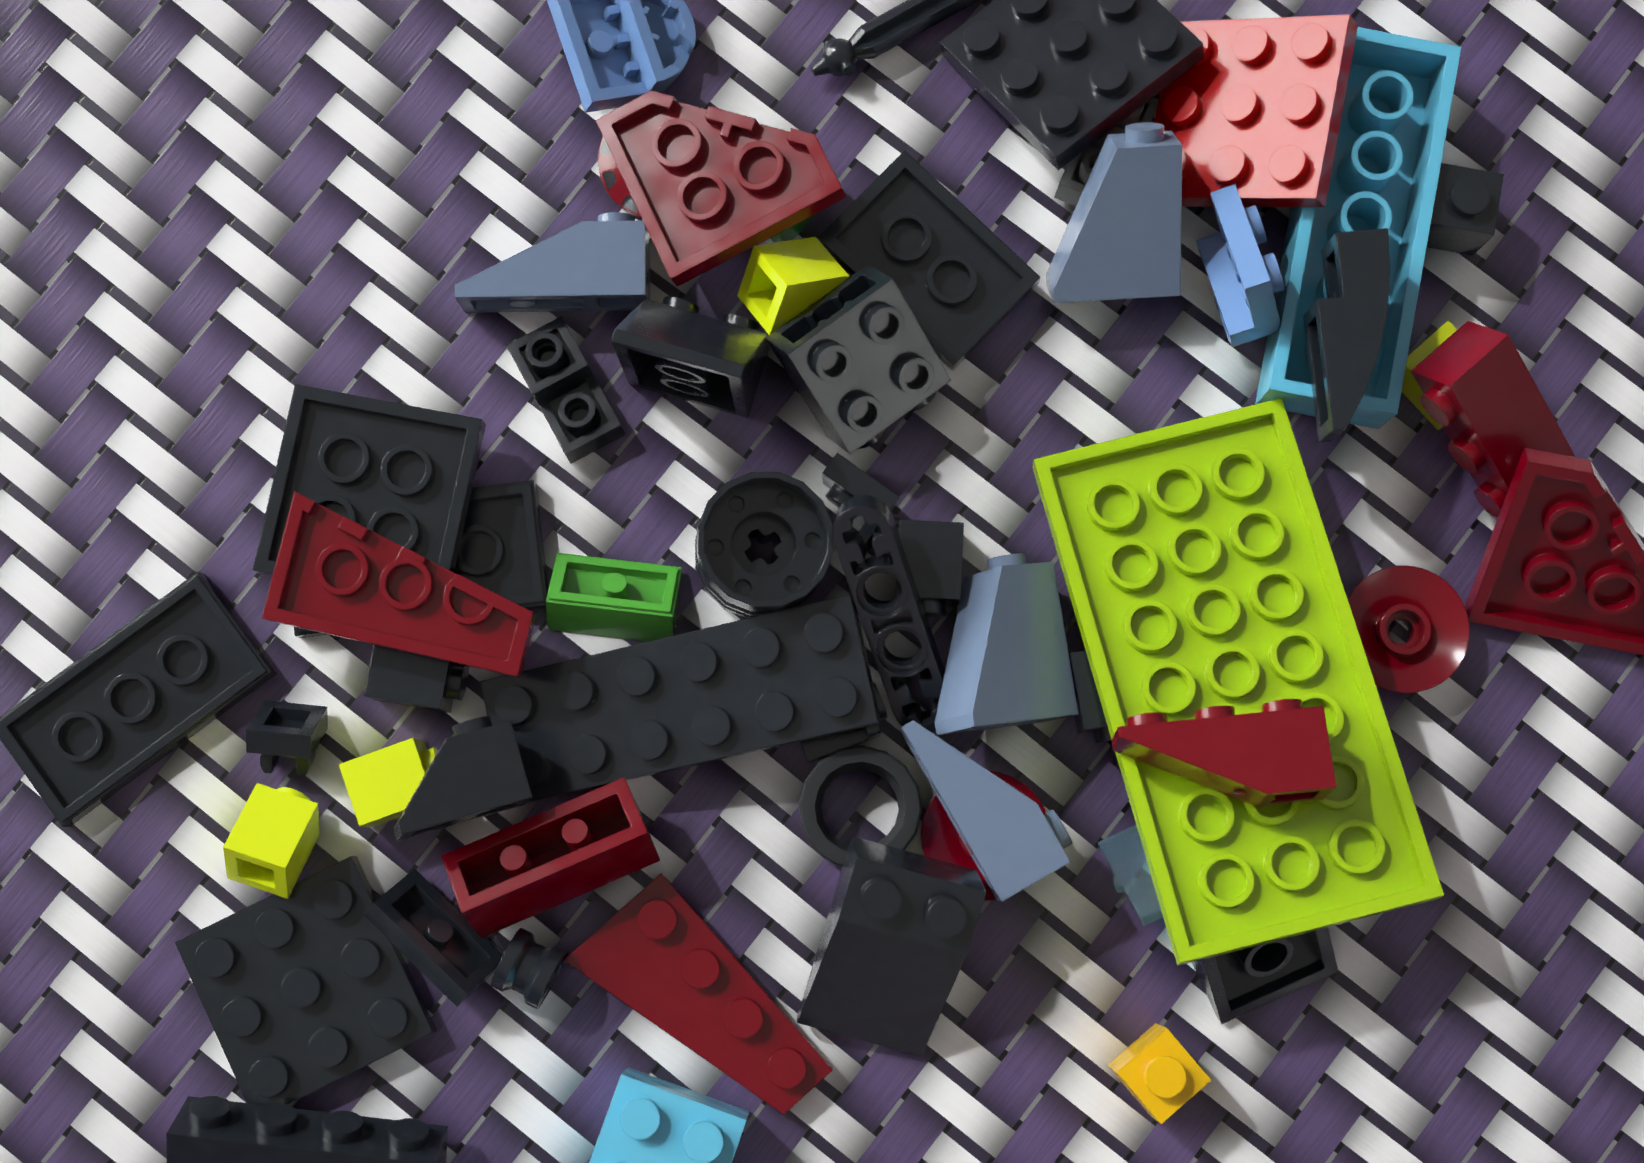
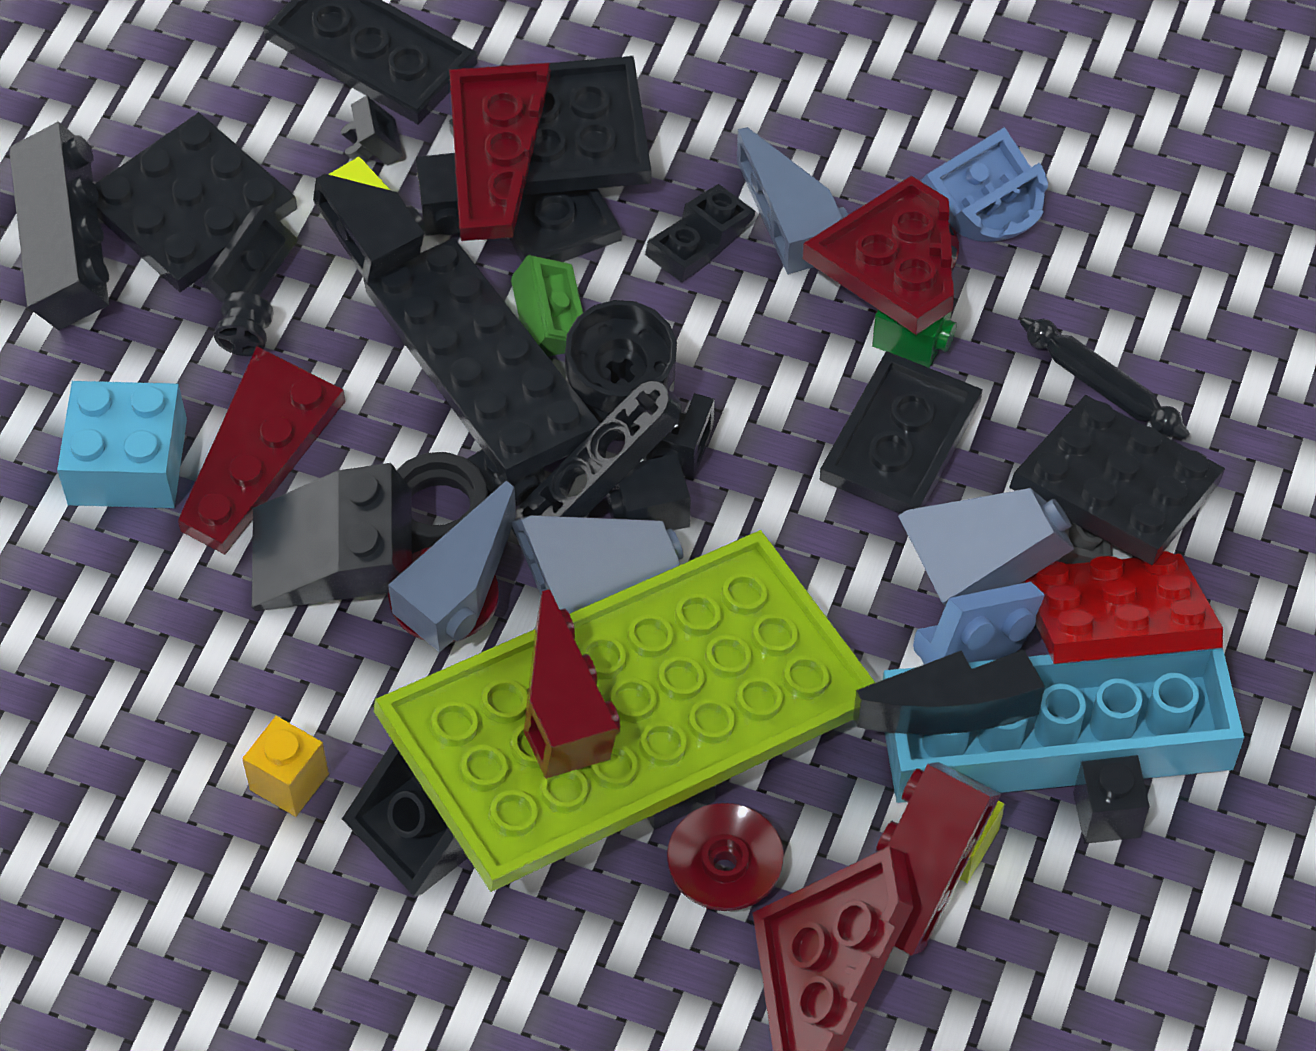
camera: 70 degrees right, 25 degrees down
(272, 839) = (291, 140): neon yellow brick -> none
(550, 858) = (332, 307): dark red brick -> none
(692, 355) = (756, 283): black slope -> none
(787, 279) = (838, 339): neon yellow brick -> none
(859, 359) = (793, 394): black brick -> none

